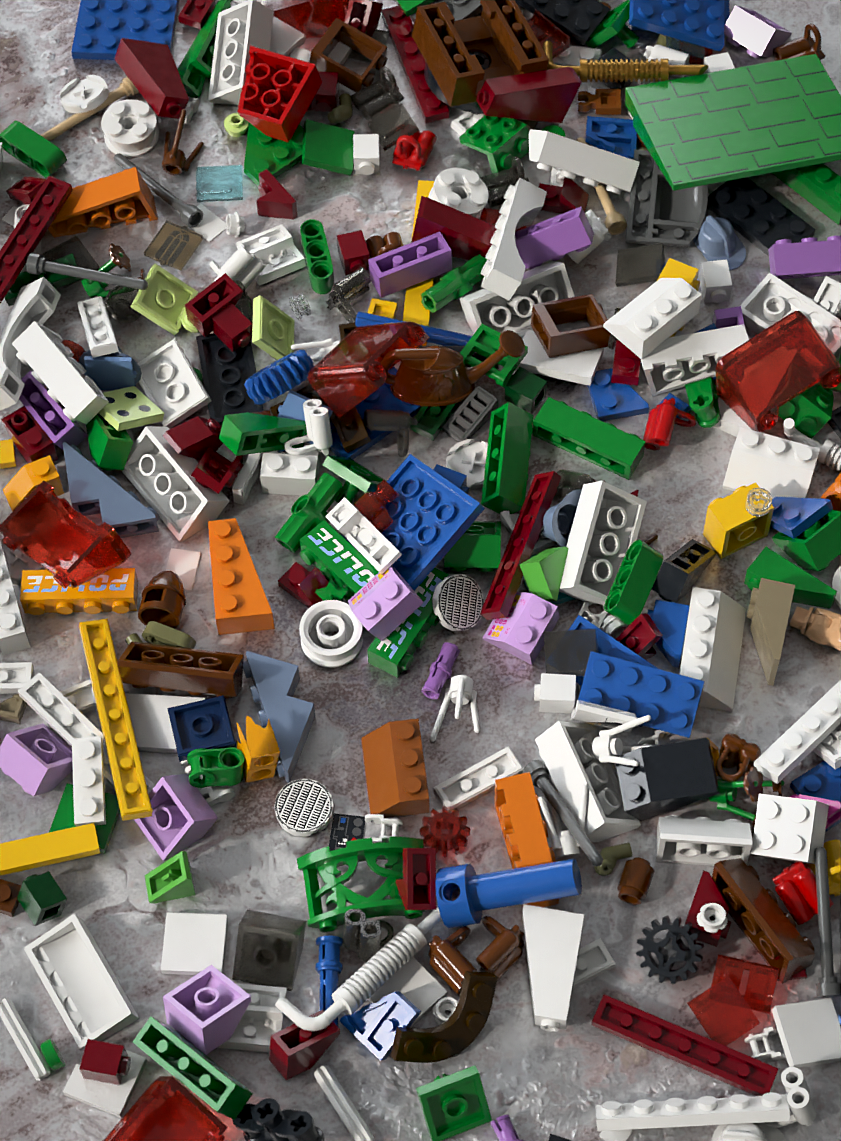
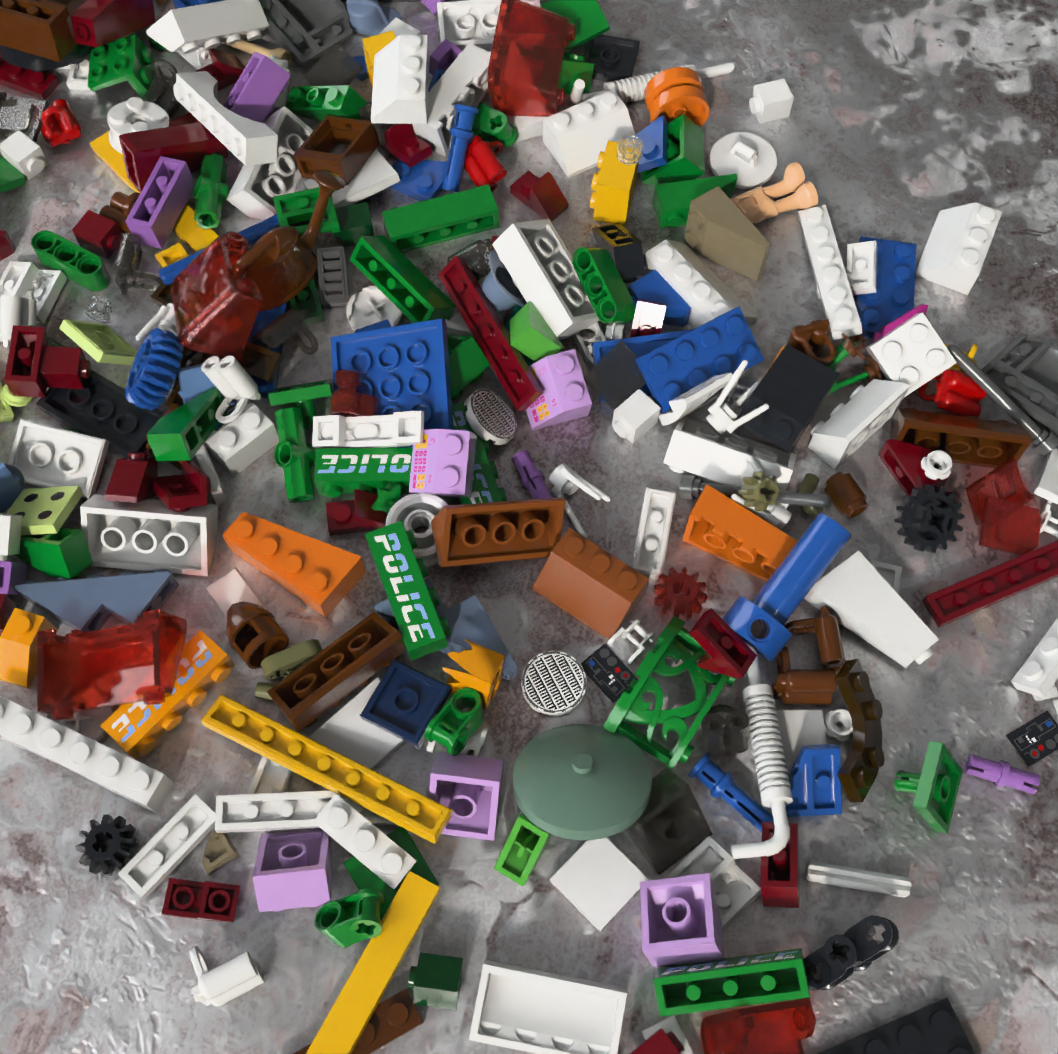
camera: 50 degrees left, 5 degrees up
(35, 814) = (351, 917): none -> green piece
(244, 873) = (582, 782): none -> sand green dish
(272, 657) = (406, 590): none -> green brick
(371, 677) = (497, 531): none -> dark orange slope
(558, 802) = (759, 491): none -> olive gear
(604, 283) = (319, 101): none -> green slope
(663, 388) = (461, 134): none -> blue pin
(682, 482) = (540, 194): none -> dark red slope

